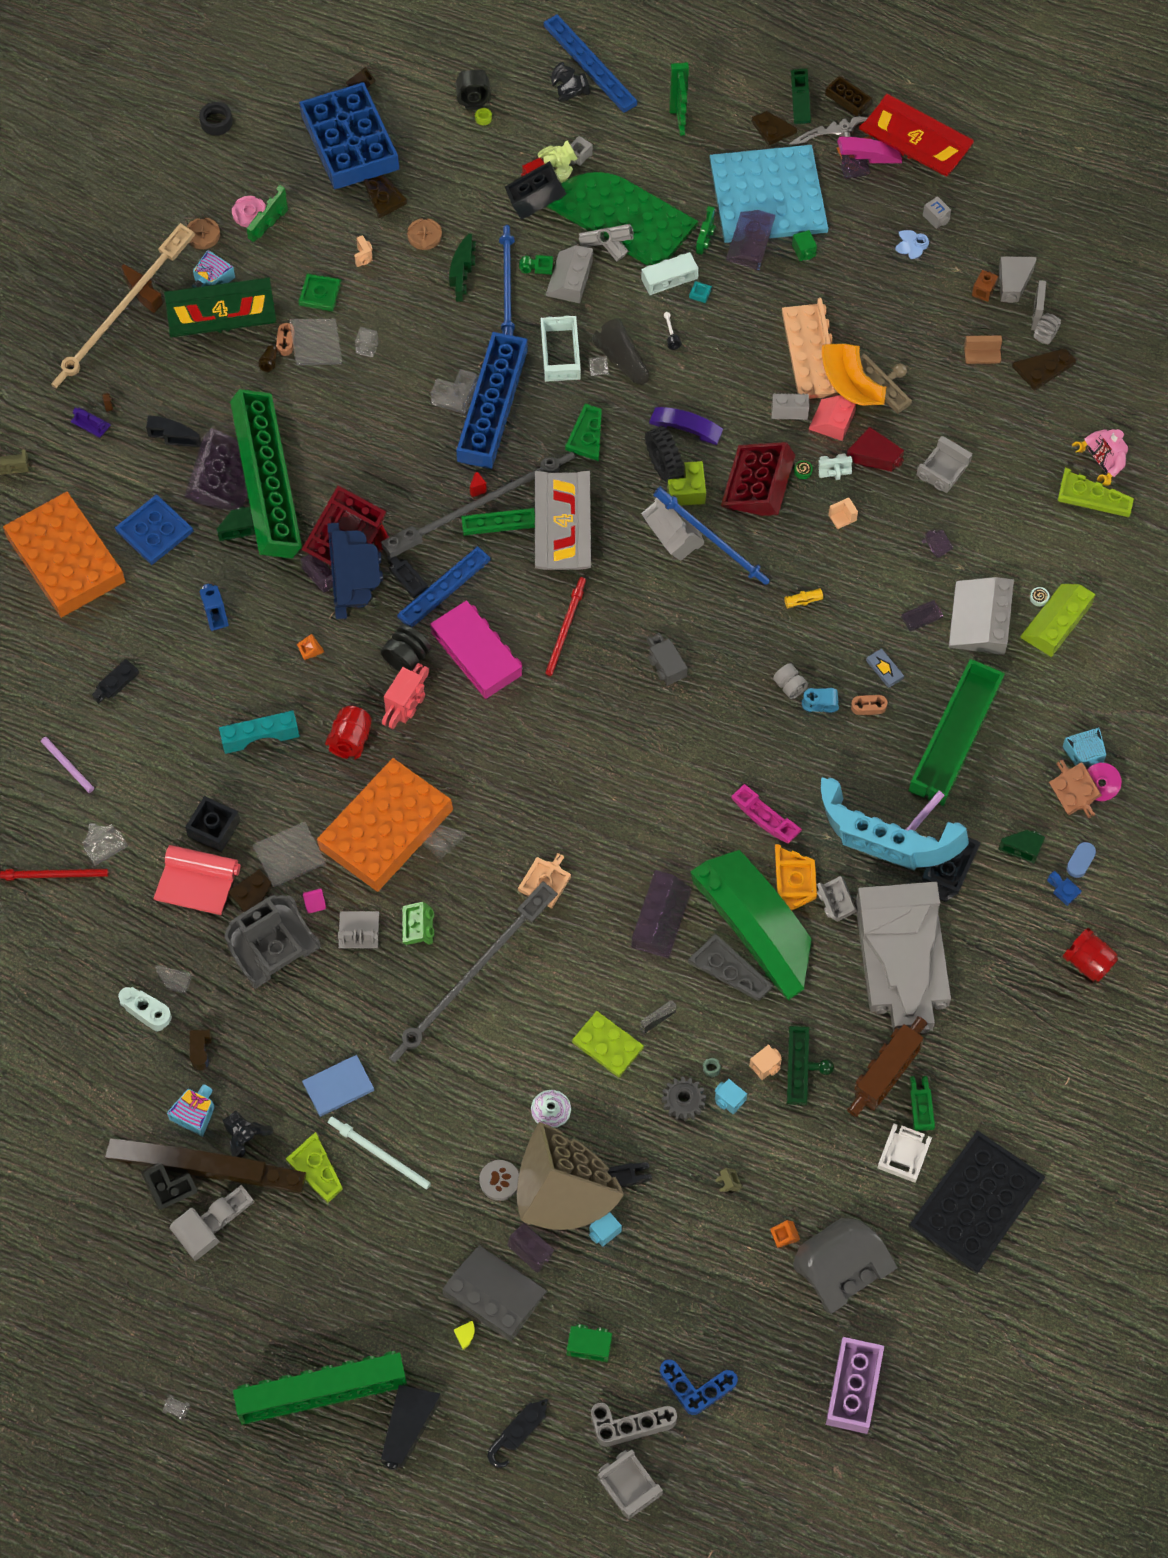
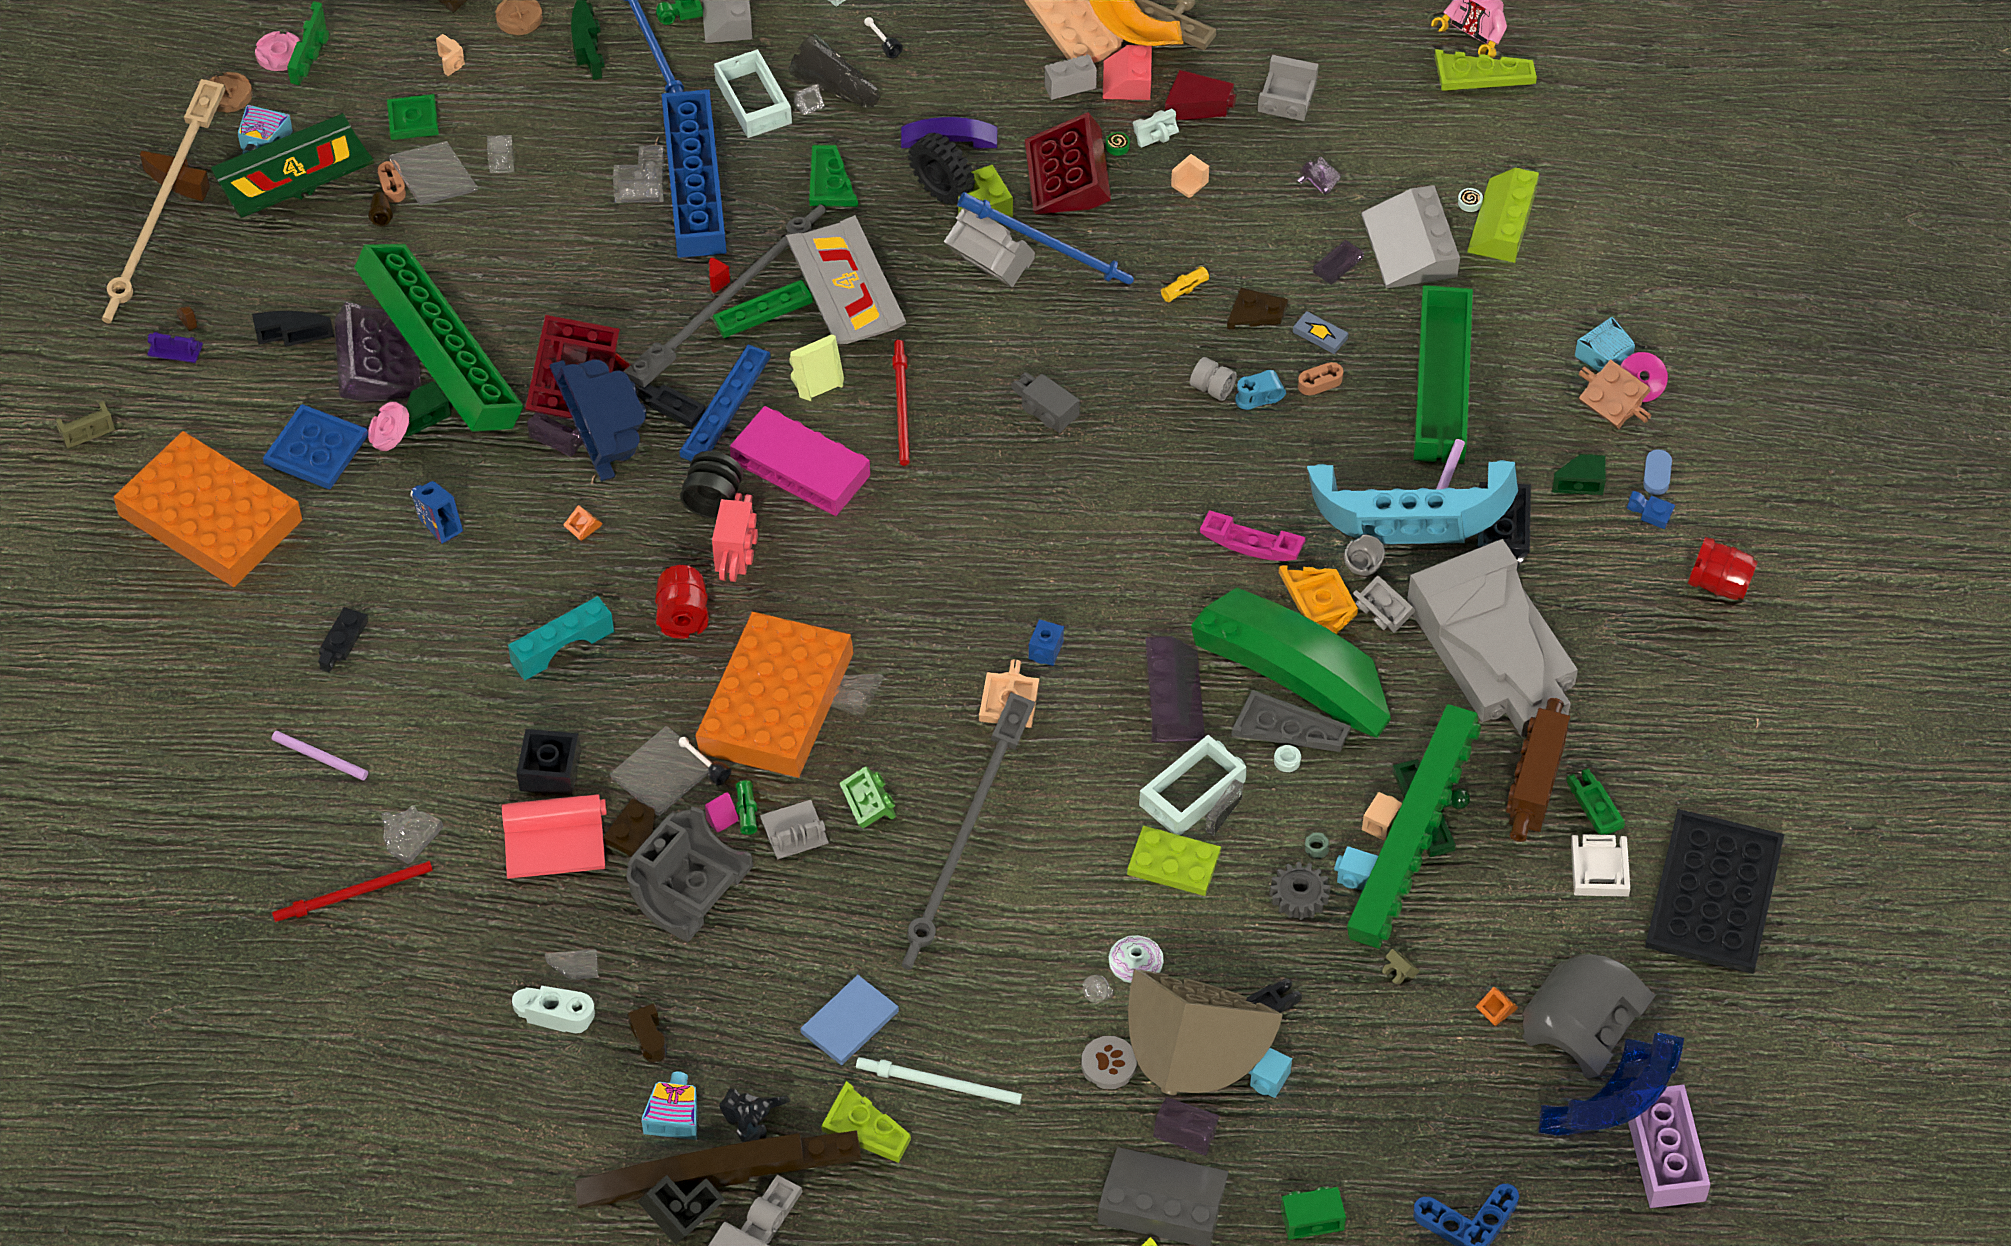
camera: 20 degrees left, 10 degrees down
(206, 531) = (389, 426): none -> bright pink tile
(324, 868) = (717, 771): none -> black hinge
(332, 902) = (746, 807): none -> green pin
(513, 1123) = (1097, 989): none -> clear plate
(515, 582) = (817, 367): none -> yellowish green slope
(587, 848) = (1046, 642): none -> blue brick
(625, 1017) = (1167, 814): none -> light aqua window
(719, 993) = (1287, 758): none -> light aqua tile
(781, 1079) = (1413, 827): none -> green brick
(838, 856) = (1364, 555): none -> light grey hair
(838, 1339) = (1629, 1092): none -> clear blue fence
(847, 634) = (1257, 309): none -> dark brown wing

